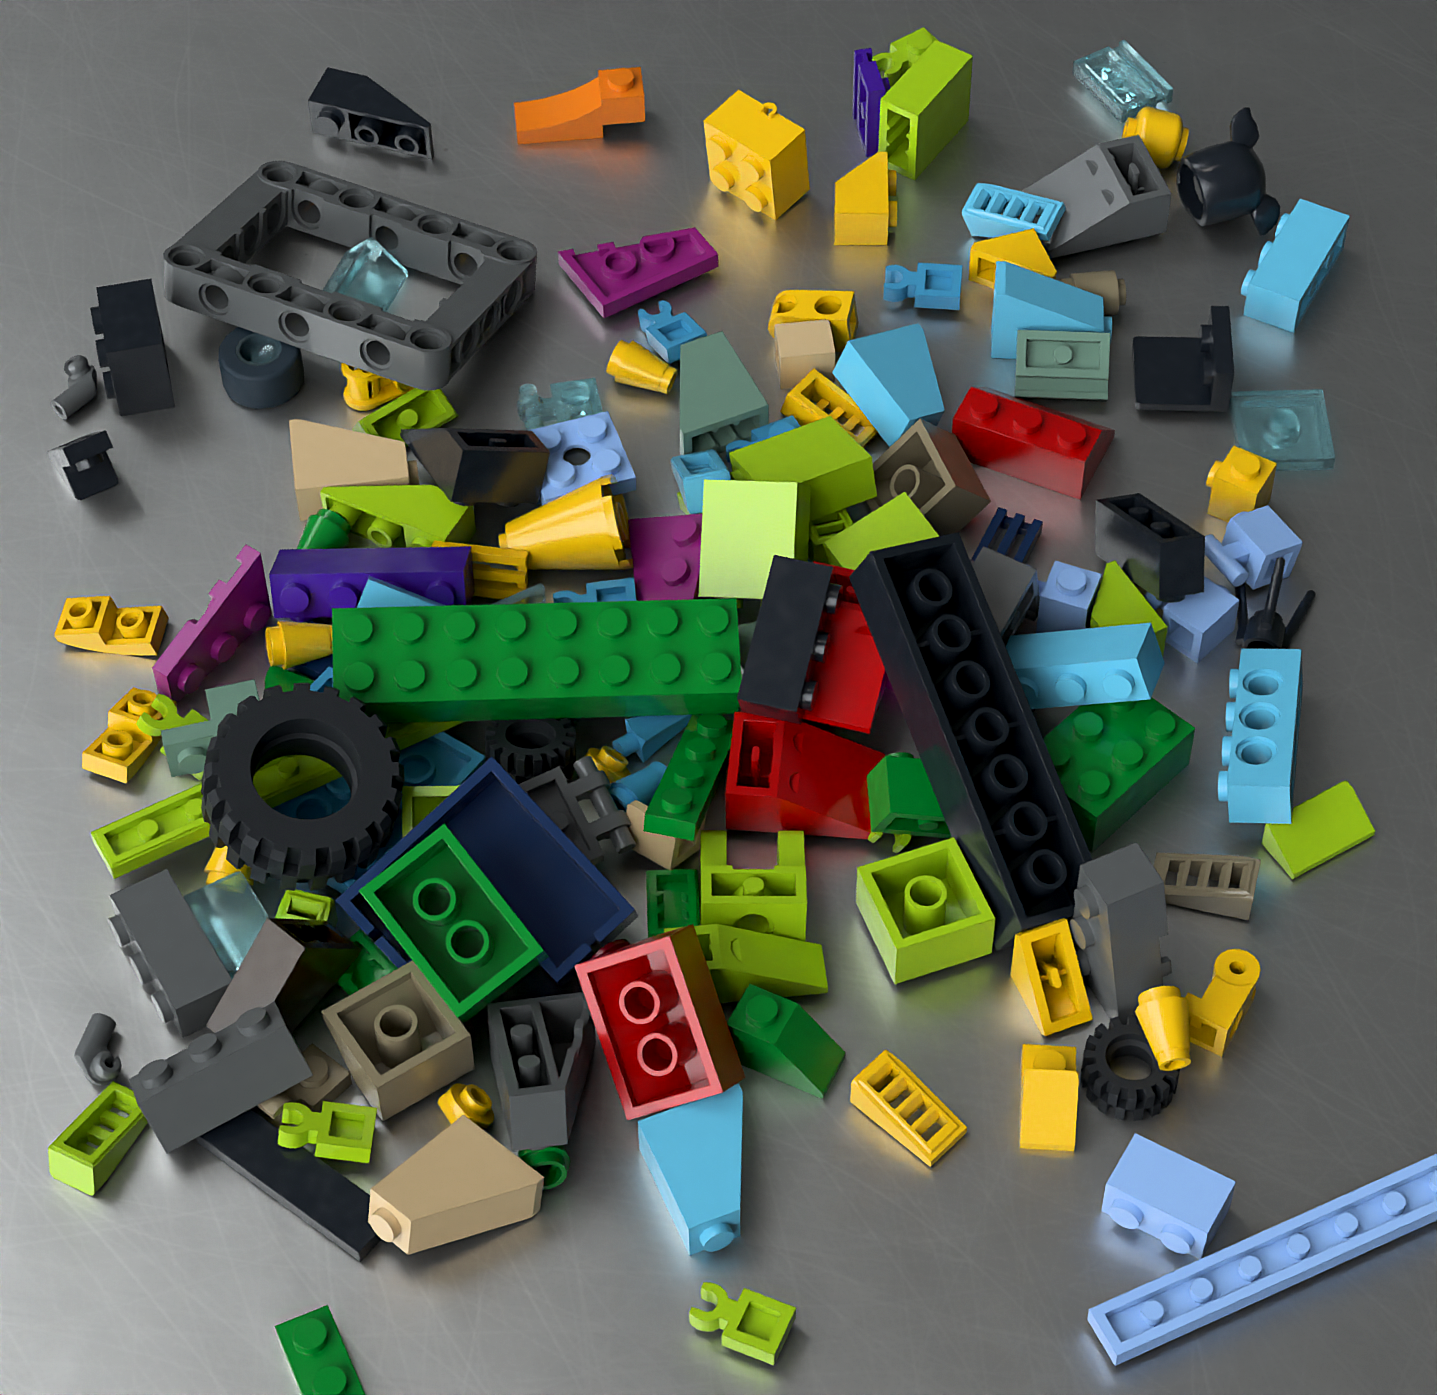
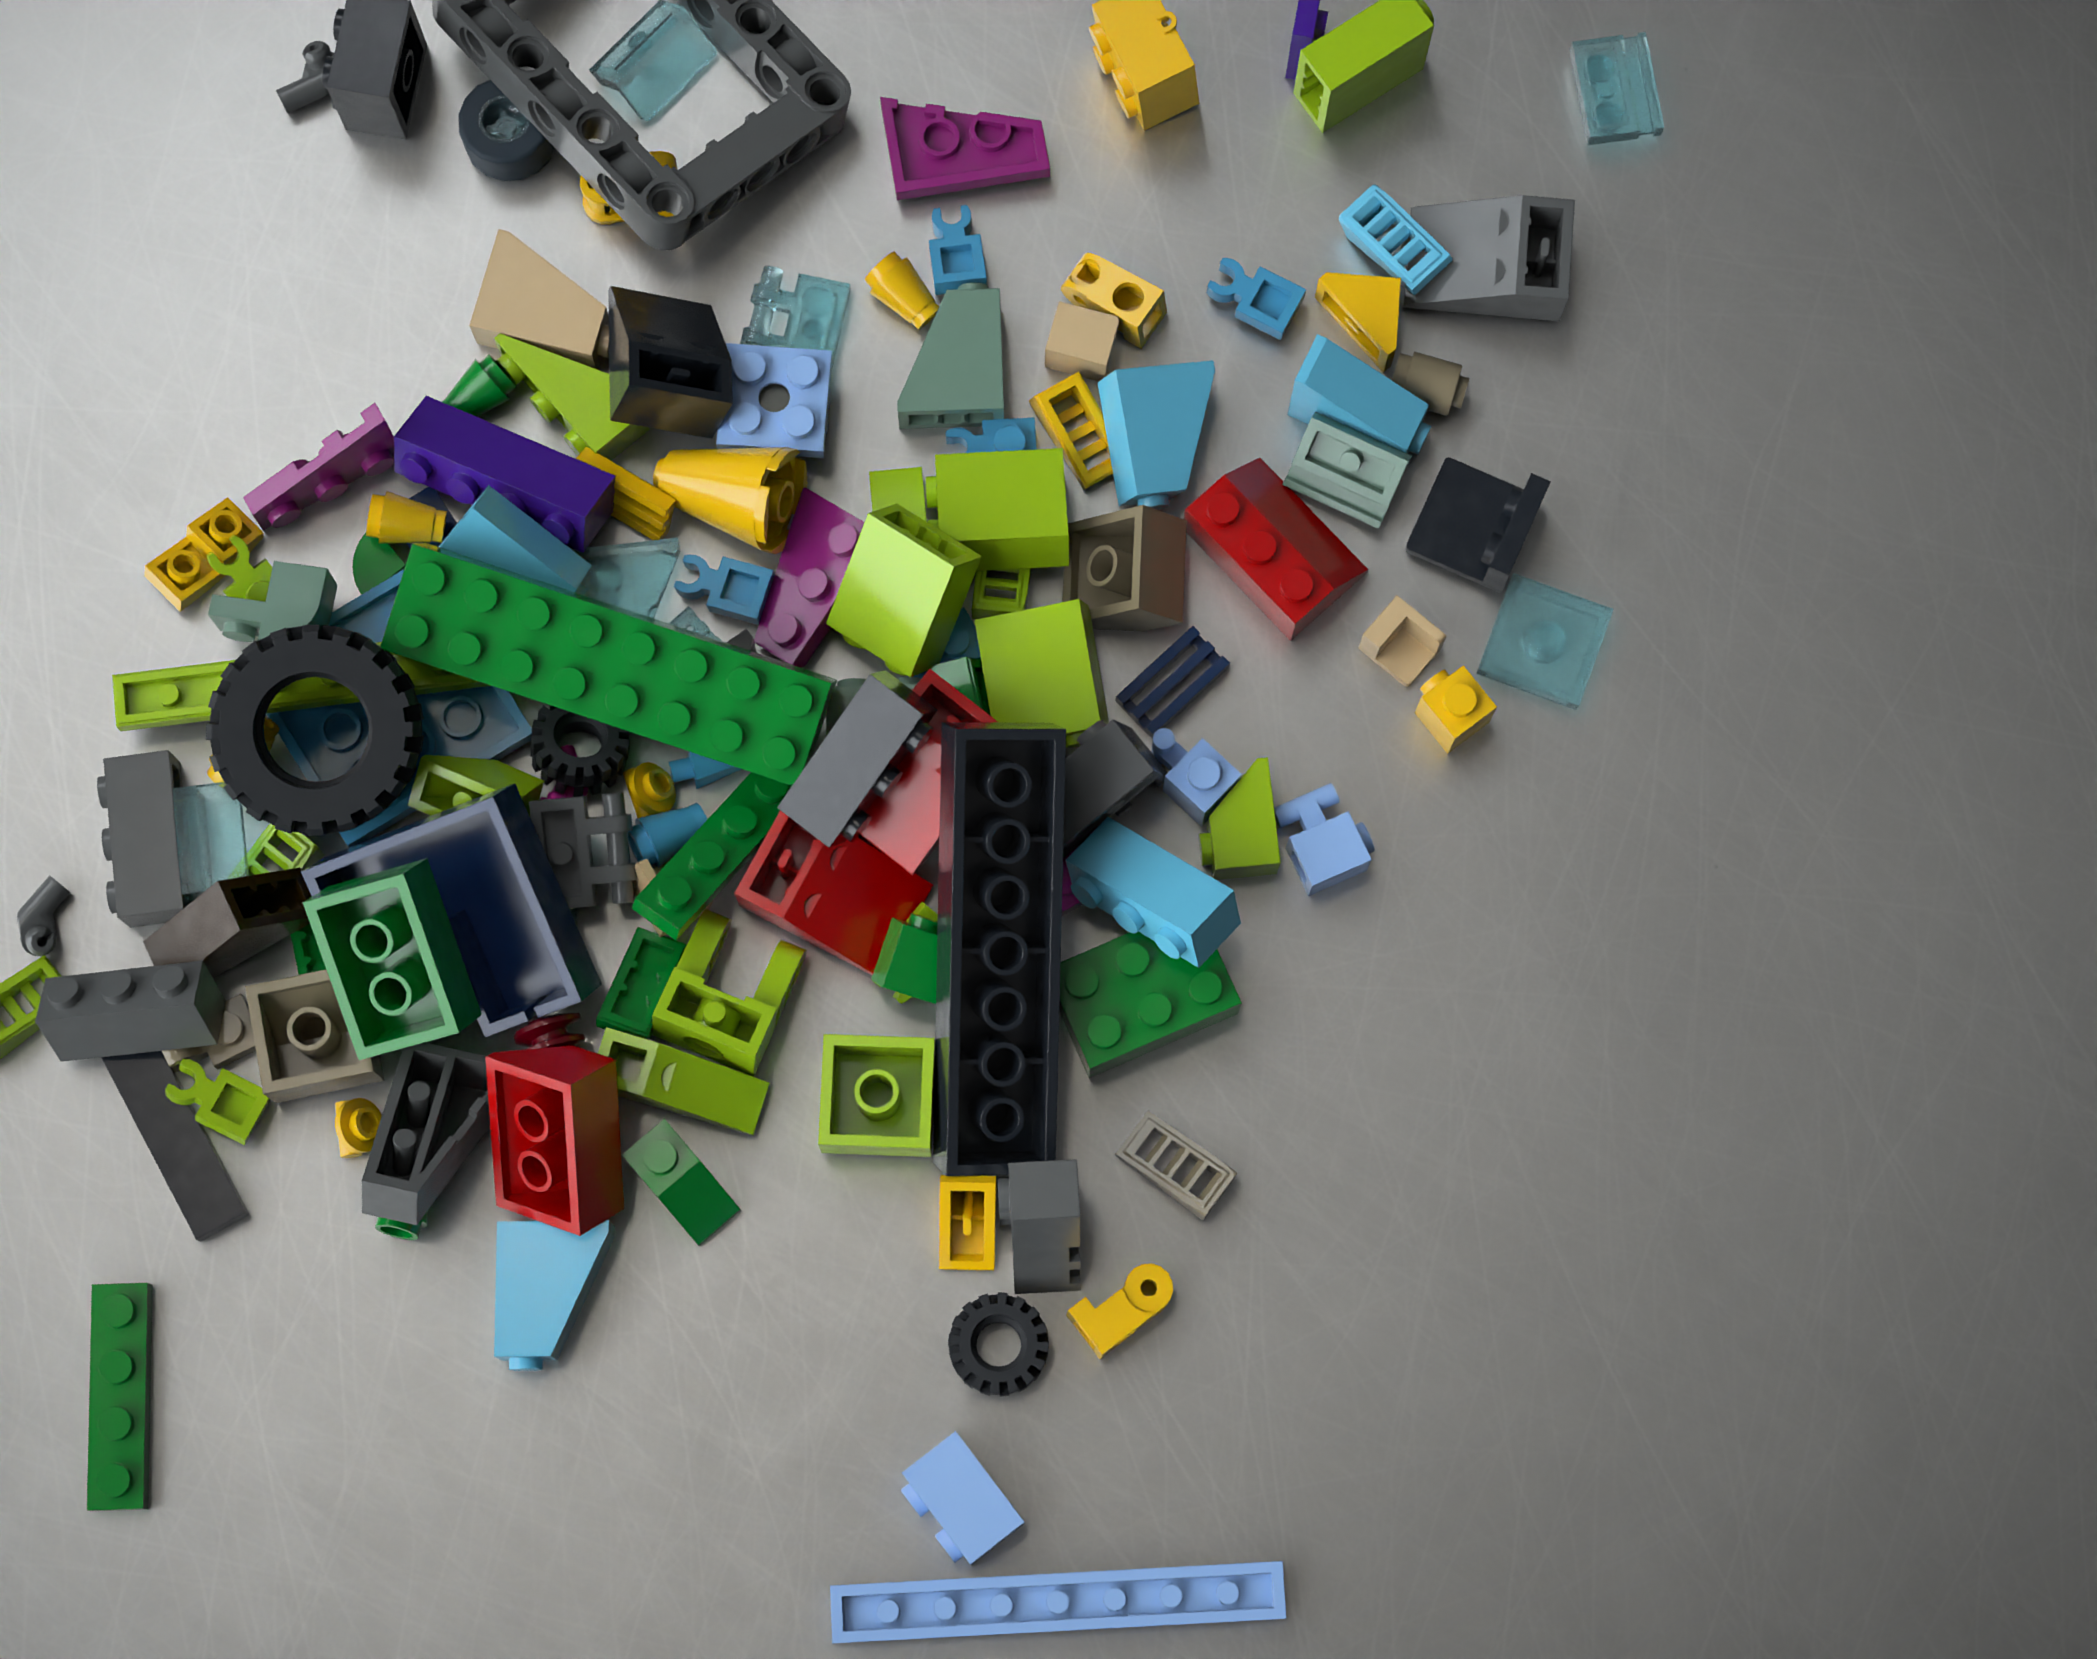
camera: 20 degrees right, 25 degrees up
(85, 464) = (279, 185): black slope -> none
(102, 627) = (234, 410): yellow slope -> none
(410, 411) = (626, 262): lime slope -> none
(453, 1190) = (299, 1216): tan slope -> none
(690, 474) = (894, 473): medium azure slope -> none
(750, 1325) = (520, 1465): lime plate -> none
(863, 204) = (1240, 155): yellow slope -> none
(901, 1080) = (747, 1255): yellow slope -> none
(1048, 1097) = (908, 1338): yellow slope -> none
(1150, 546) = (1306, 762): black brick -> none
(1161, 134) = (1609, 189): yellow head -> none
(1166, 1025) = (1038, 1333): yellow cone -> none
(1172, 461) = (1402, 641): none -> tan panel
(1229, 179) = (1650, 295): black piece -> none
(1252, 546) = (1430, 789): light blue brick -> none
(1263, 736) = (1281, 1106): medium azure brick -> none
(1266, 627) = (1388, 897): black plant -> none
(1294, 265) = (1671, 429): medium azure brick -> none
(1318, 830) = (1320, 1154): lime slope -> none

